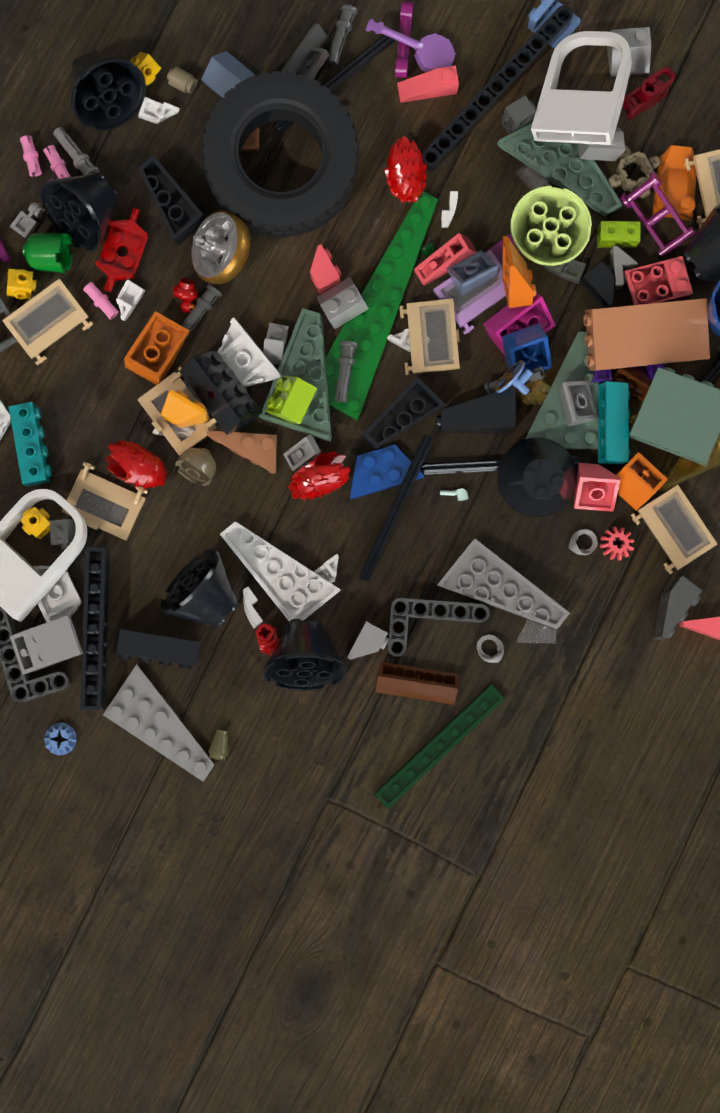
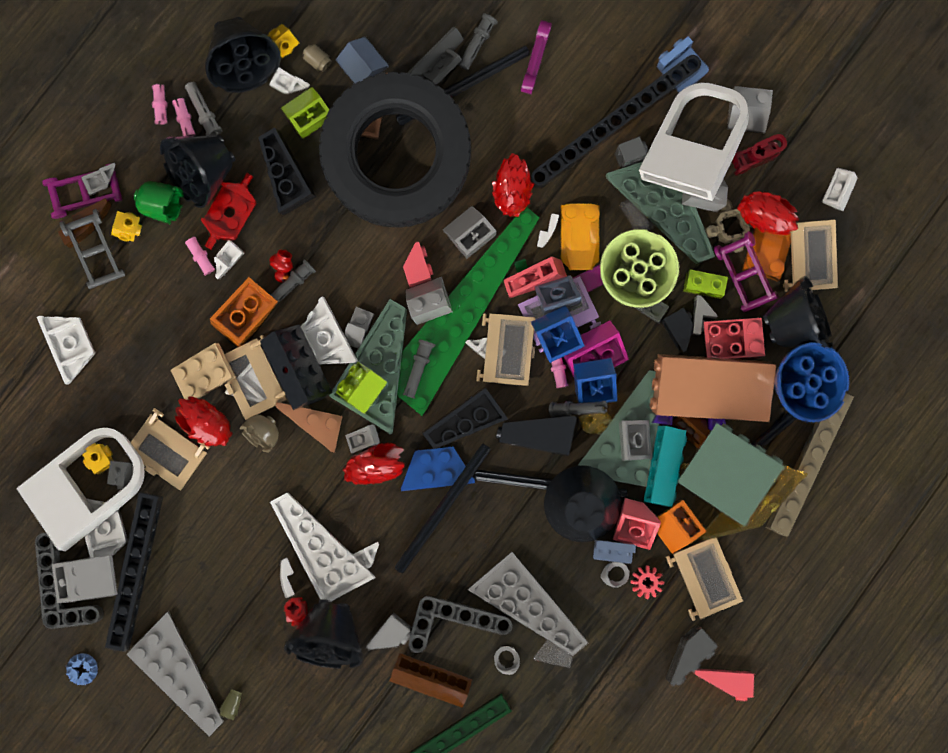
camera: 10 degrees right, 0 degrees up
(24, 223) = (141, 168): light grey plate -> none
(29, 444) = (106, 381): teal brick -> none
(46, 319) = (144, 265): piece -> none
(127, 415) = (203, 372): none -> tan plate
(157, 648) = (188, 601): black wedge -> none
(182, 136) = (306, 112): none -> lime slope
(182, 411) = (254, 381): light orange slope -> none
(201, 591) = (240, 555): black cone -> none
(210, 245) = (313, 224): flat silver wheel -> none
(371, 225) = (470, 231): none -> light grey slope
(429, 85) = (552, 105): coral slope -> none
(431, 52) = (560, 76): medium lavender piece -> none
(461, 493) = (508, 506): light aqua hand -> none
(480, 308) = (557, 334): none -> blue brick
(482, 209) = (580, 236): none -> light orange slope
(486, 346) = (559, 373): none -> bright pink pin
(511, 377) = (576, 406): shield -> none
(516, 277) = (598, 311): orange slope -> none
(577, 518) = (613, 551): none -> sand blue bracket
(669, 149) = (768, 213): none -> red head

